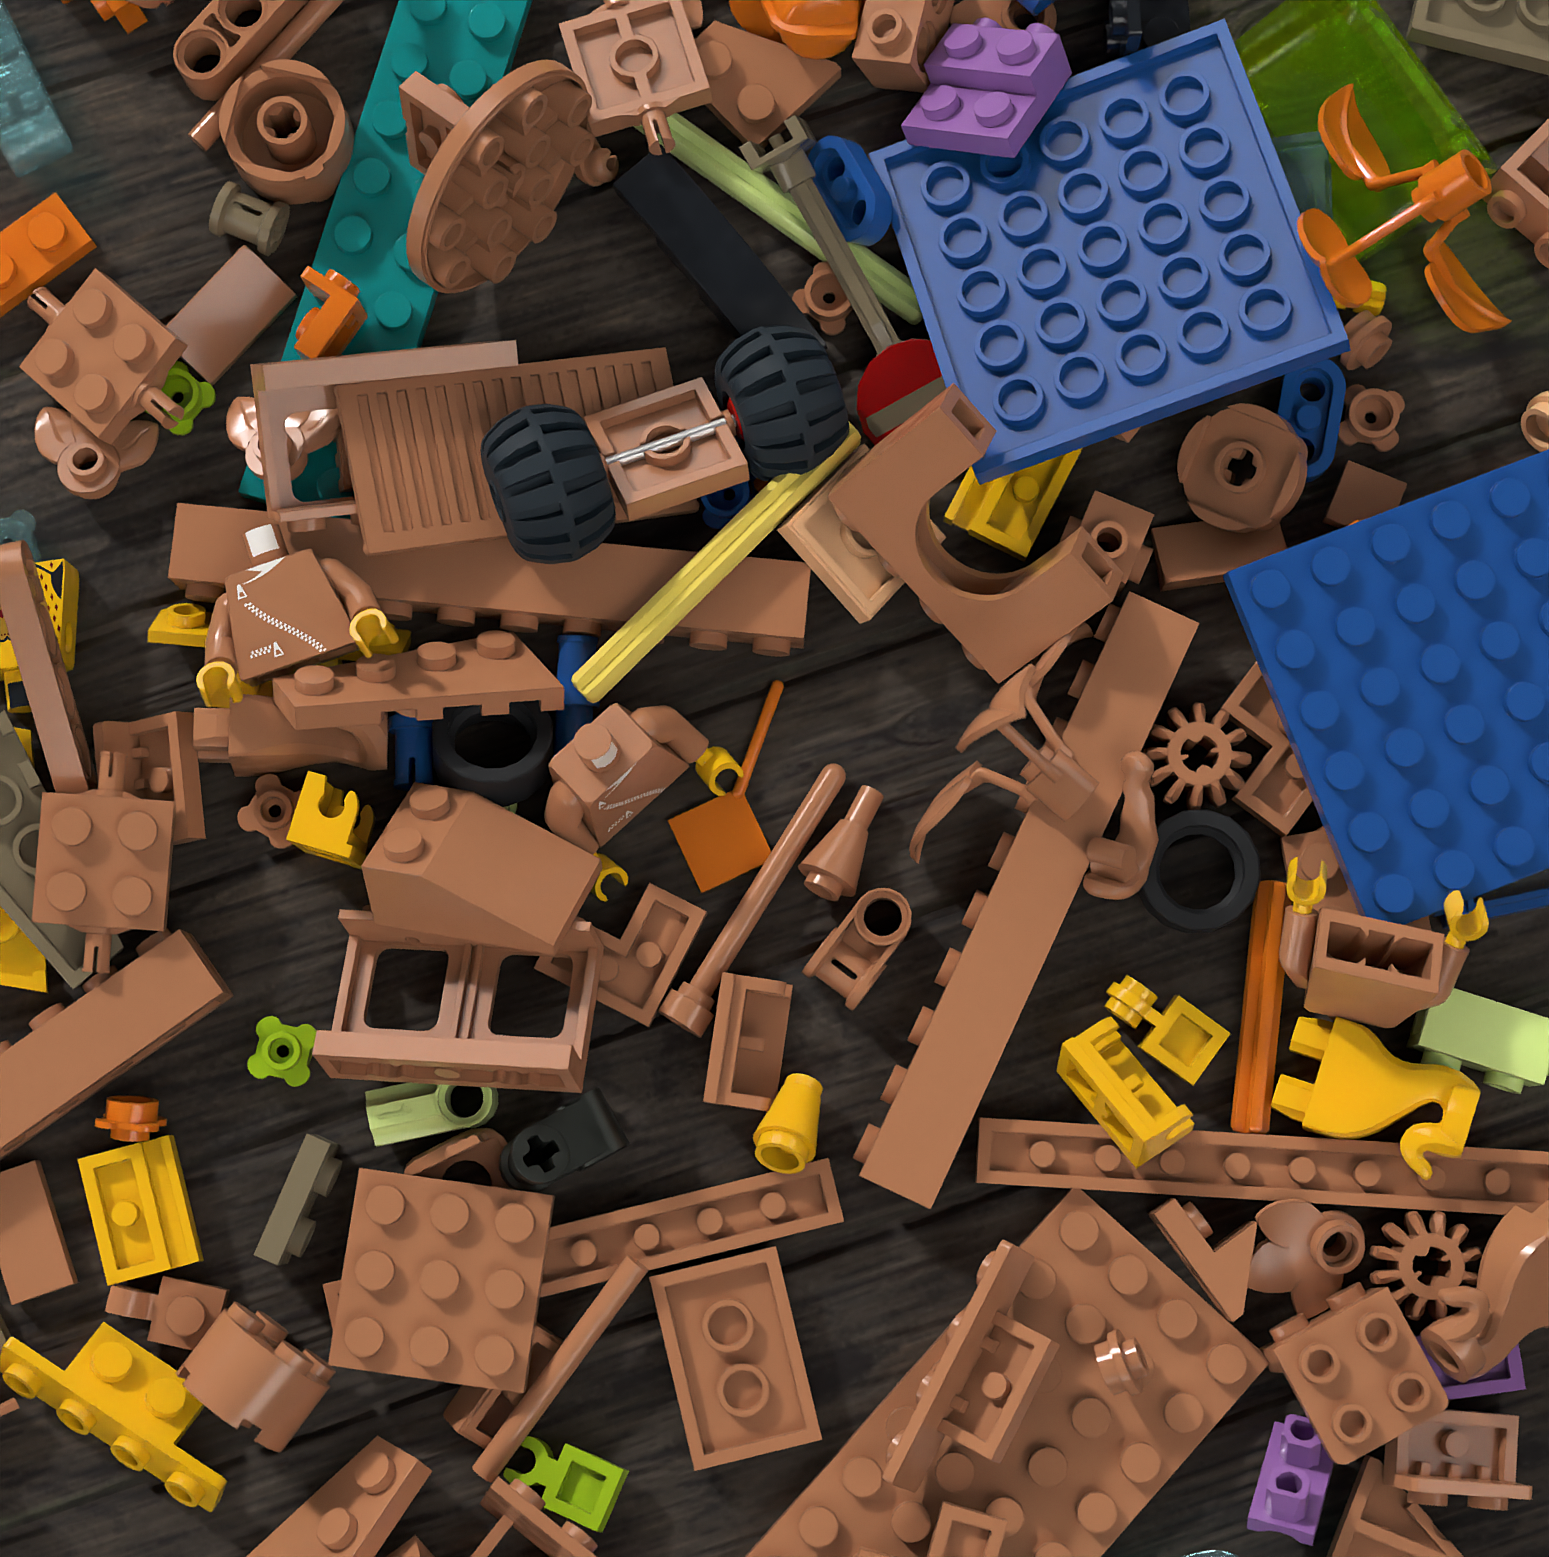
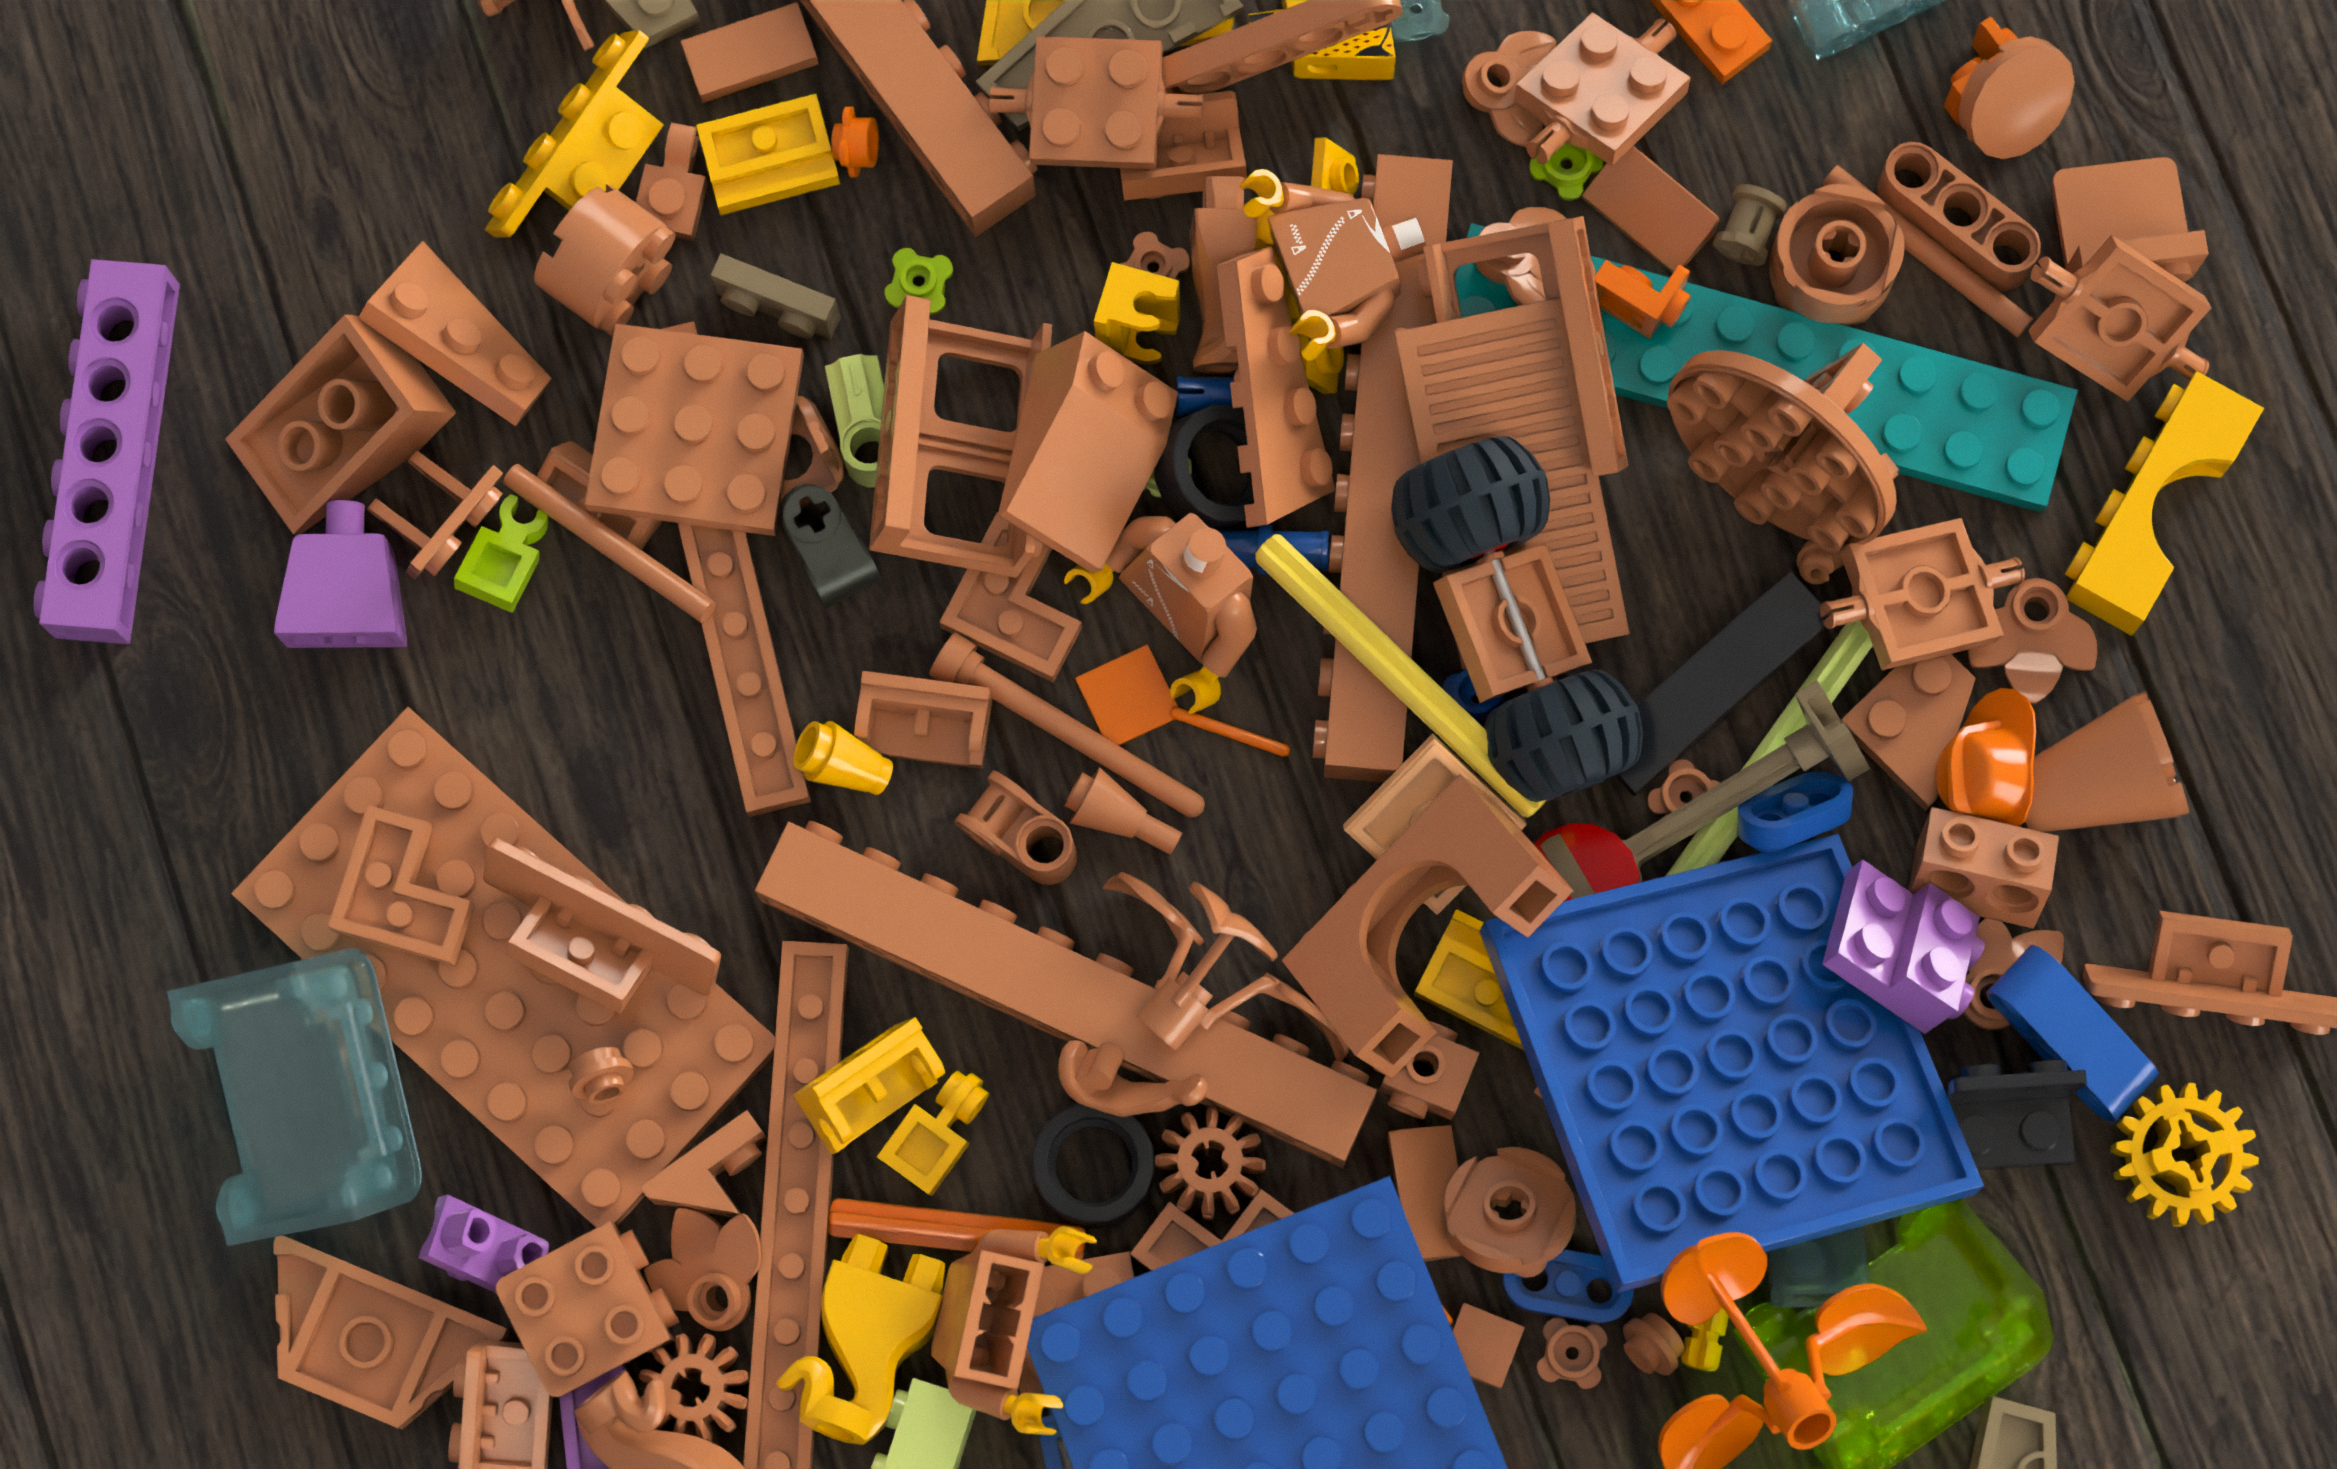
camera: 90 degrees right, 5 degrees down
(735, 1358) = (617, 711): nougat plate -> none

